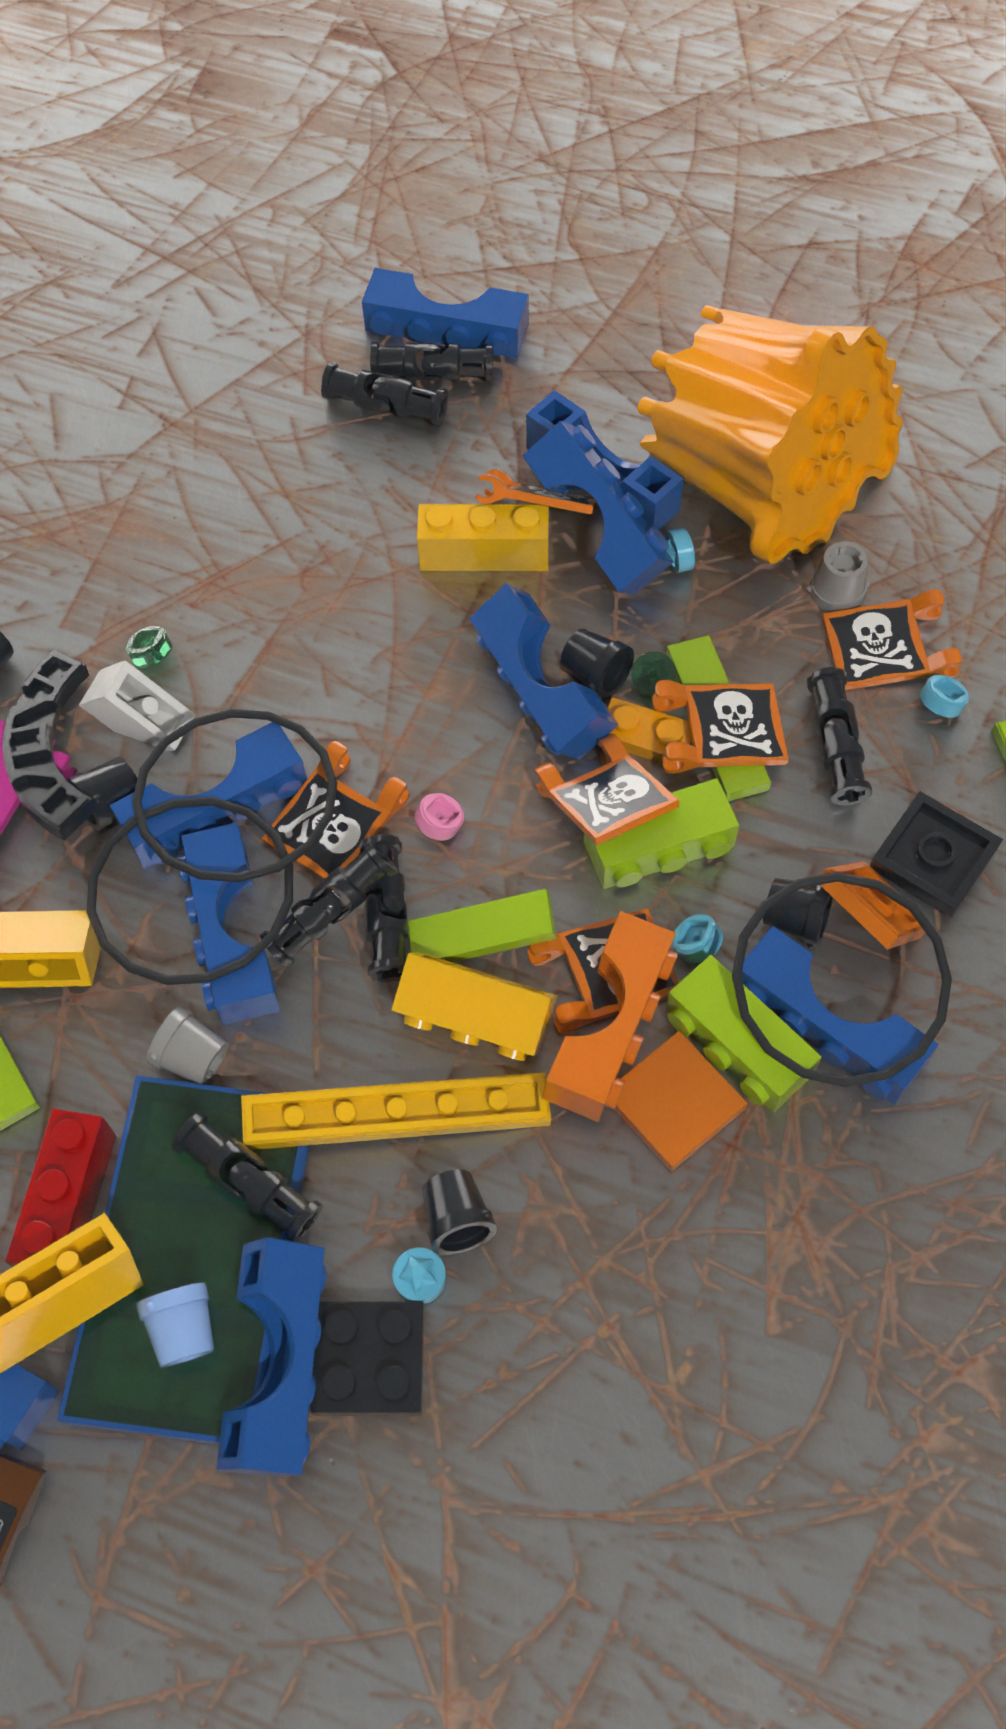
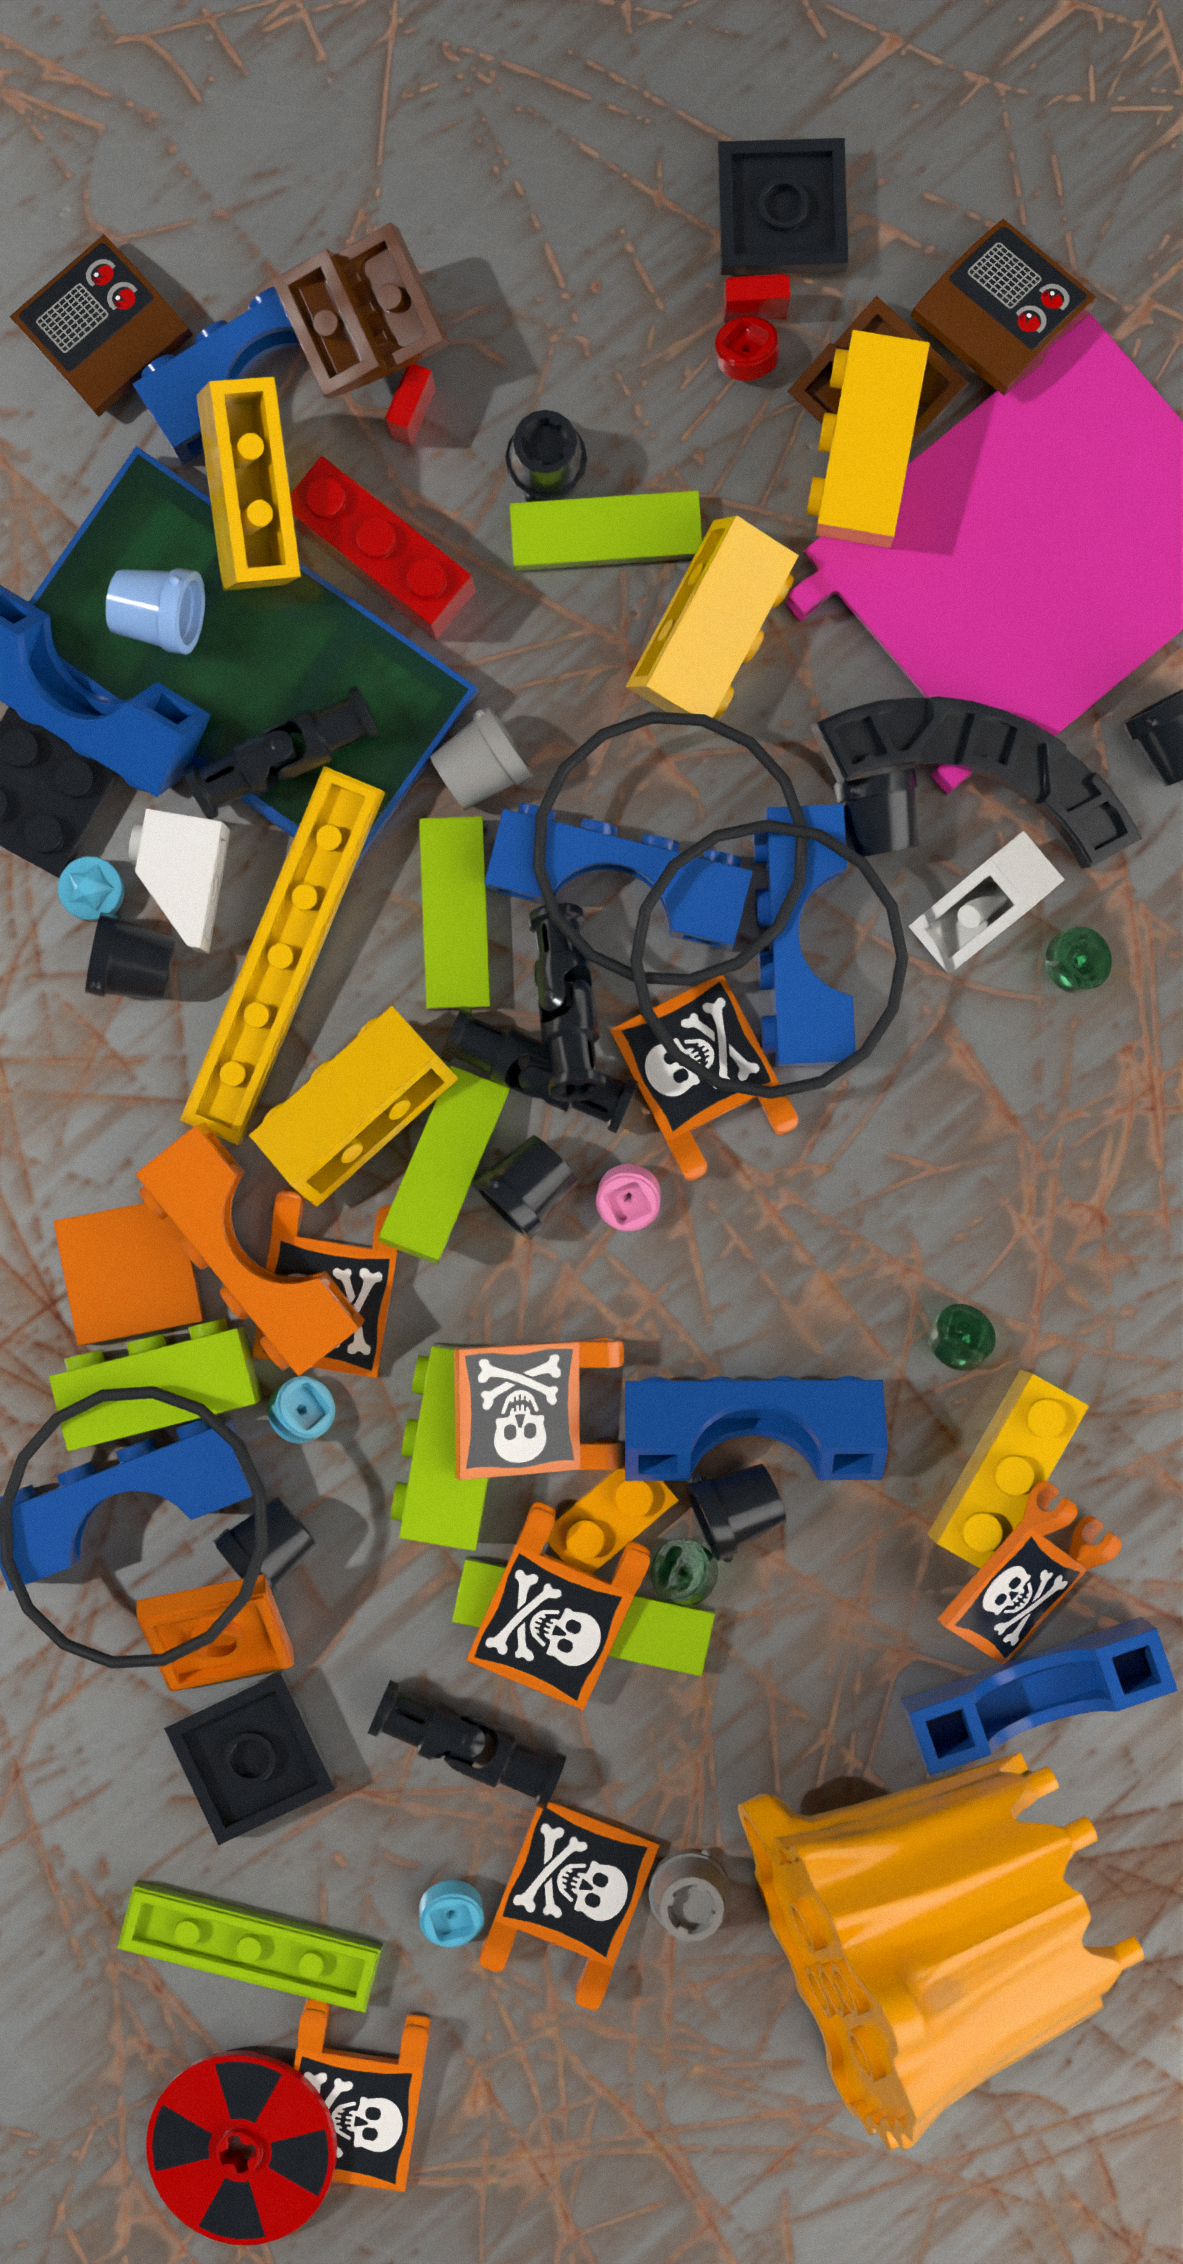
camera: 120 degrees right, 25 degrees up
(306, 1018) = (454, 913): none -> lime tile
(372, 1209) = (182, 869): none -> white slope
(418, 600) = (961, 1337): none -> clear green tile
(466, 873) = (526, 1185): none -> black piece
(629, 549) = (1028, 1641): blue arch -> none
(680, 550) = (849, 1715): medium azure tile -> none

